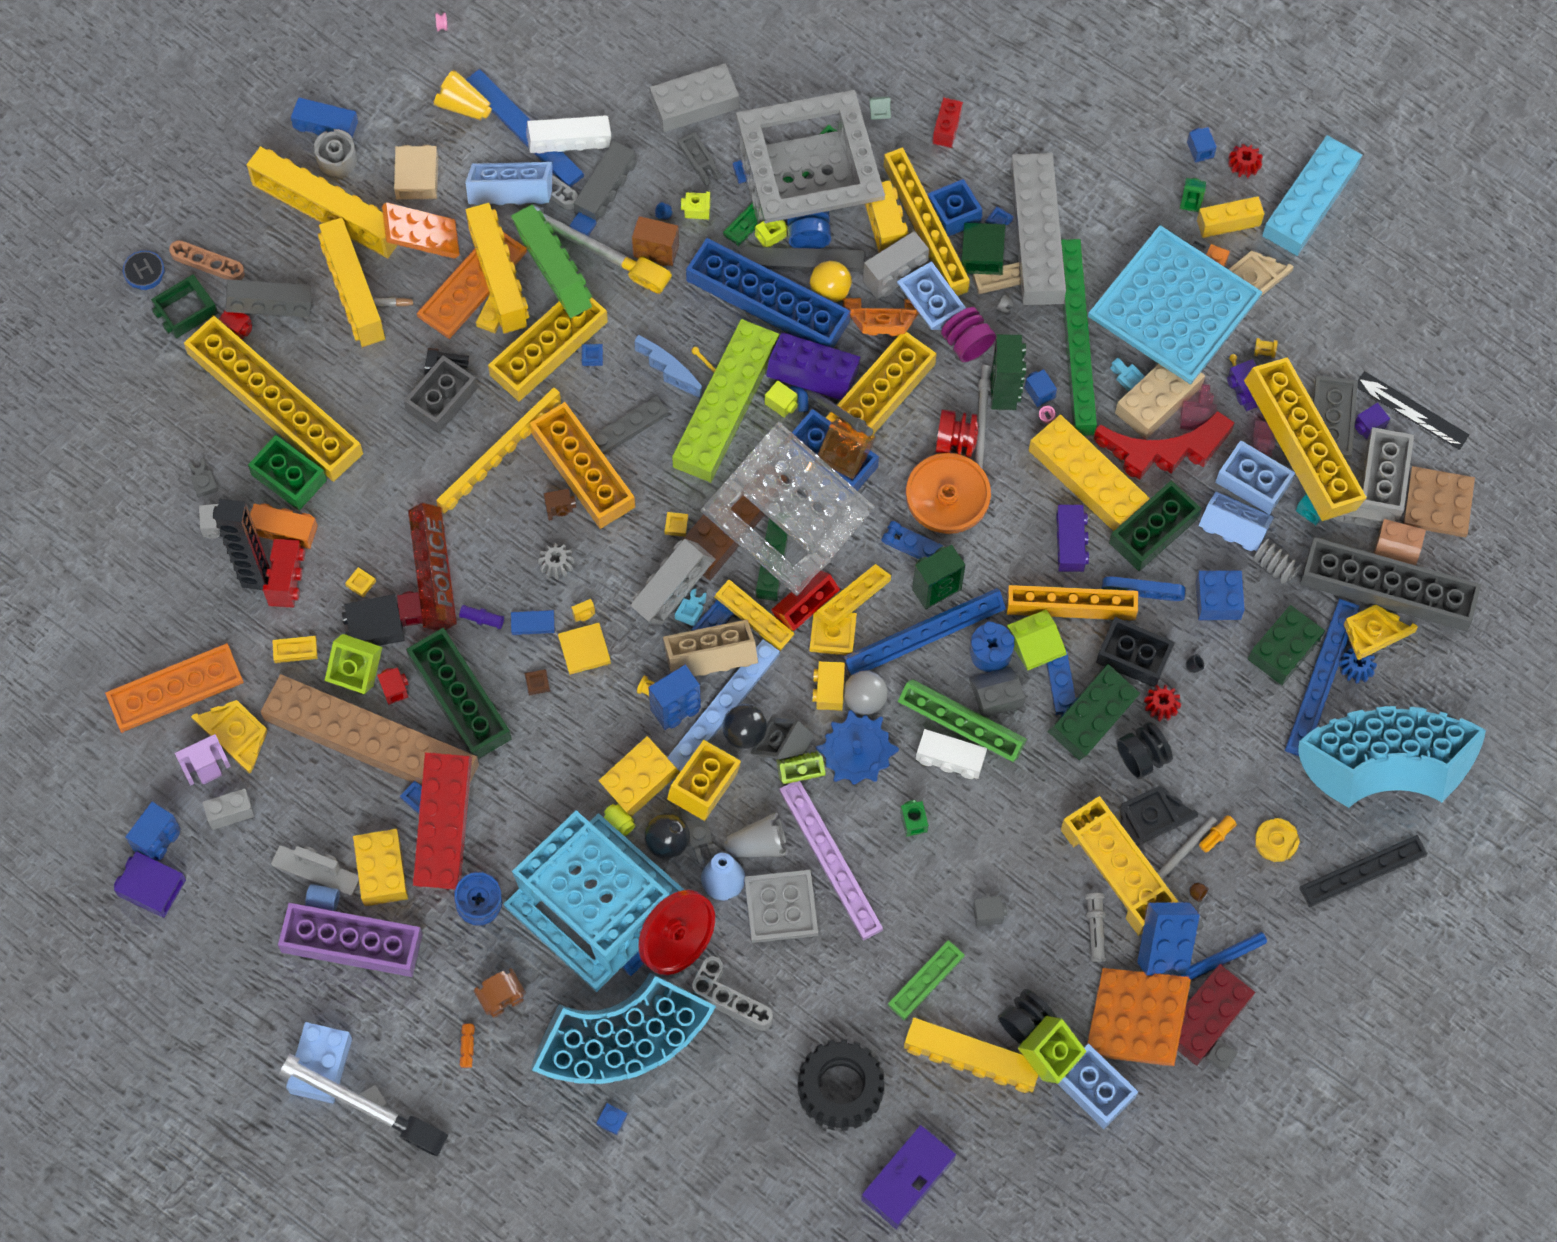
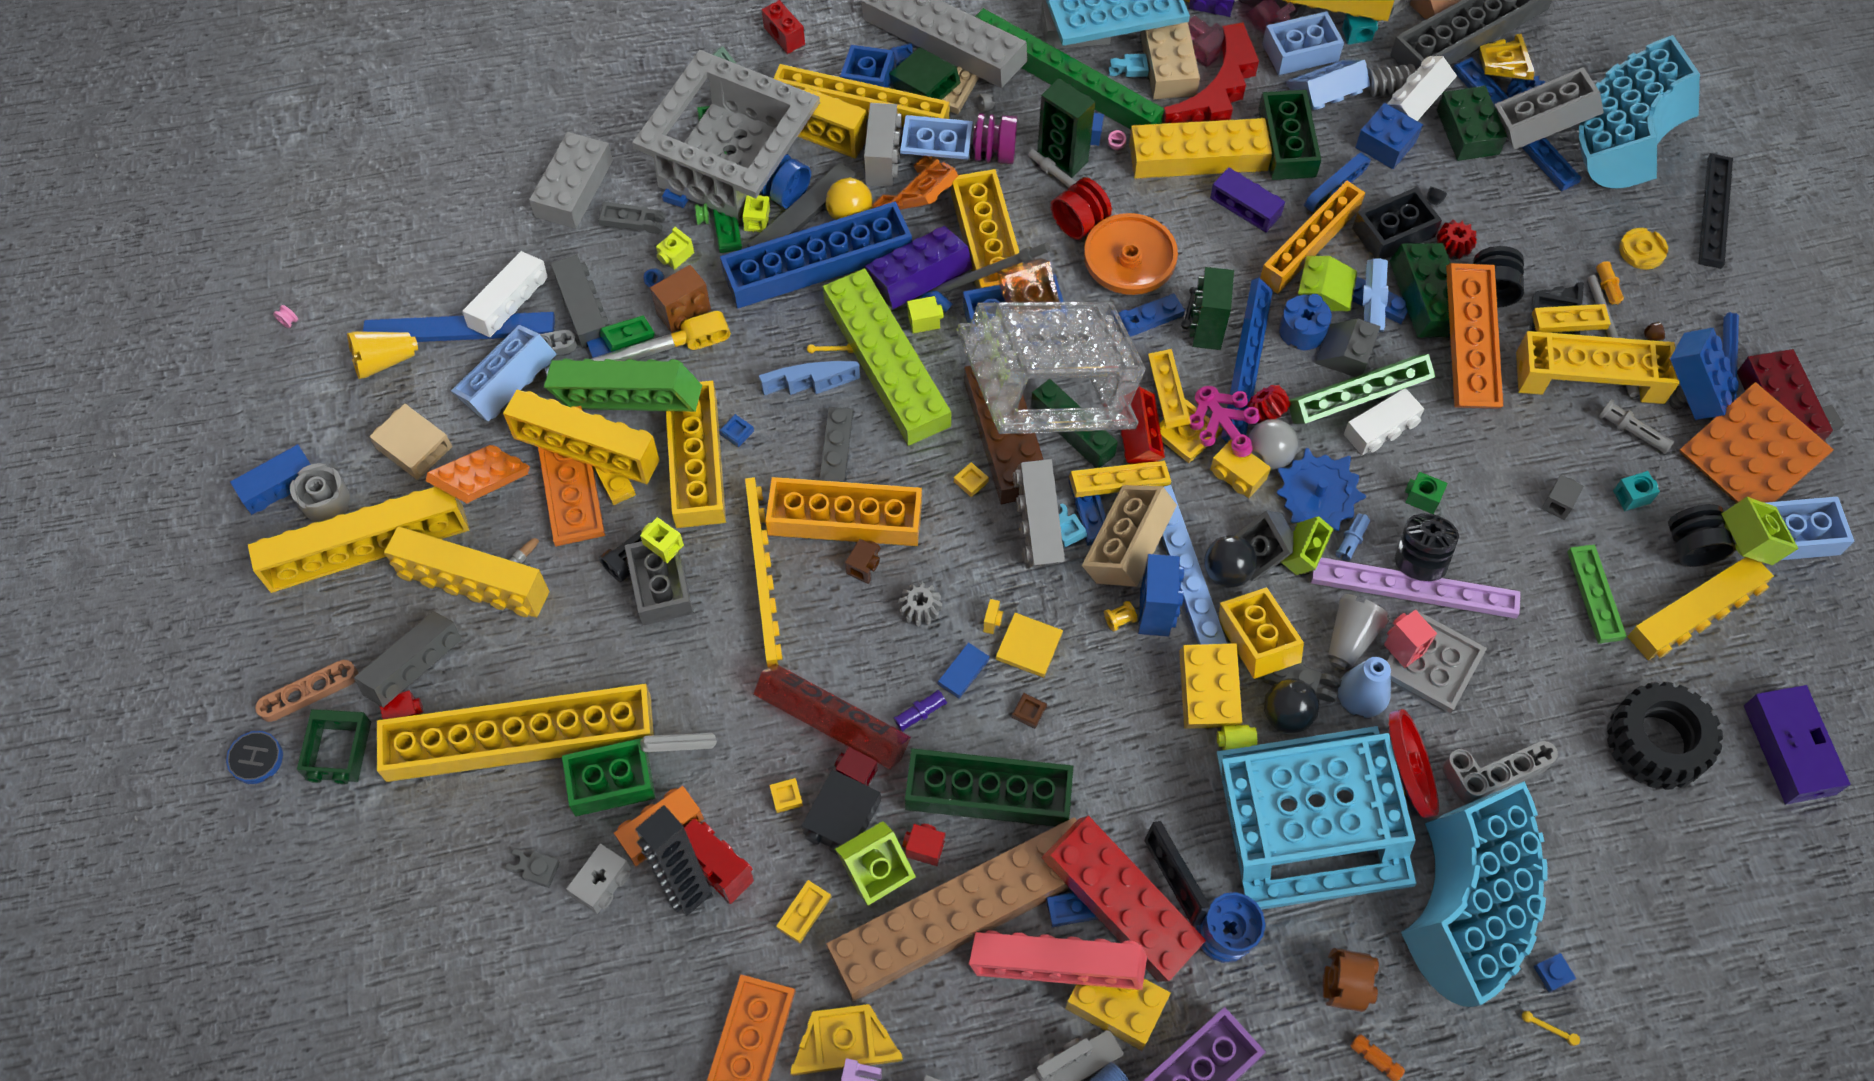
camera: 50 degrees left, 5 degrees down
(340, 493) = (678, 742): none -> light grey axle
(372, 811) = (1059, 960): none -> coral brick
(460, 373) = (669, 539): none -> neon yellow brick
(487, 842) = (1177, 873): none -> black tile
(574, 1157) = (1572, 1039): none -> yellow hinge
(604, 230) = (627, 333): none -> green plate
(740, 199) = (702, 214): none -> bright green bush
(772, 873) = (1409, 638): none -> coral brick
(838, 794) = (1353, 537): none -> medium blue axle
(840, 670) = (1209, 398): none -> dark pink plant
(860, 842) = (1426, 547): none -> black wheel
(896, 668) = (1270, 402): none -> red gear
(1035, 948) = (1628, 493): none -> teal brick
(1052, 678) = (1376, 292): none -> light blue piece
(1068, 764) = (1474, 336): none -> orange plate
(1150, 823) = (1571, 318): none -> yellow plate
(1279, 588) = (1423, 87): none -> white brick
(1331, 686) = (1549, 108): none -> light grey brick

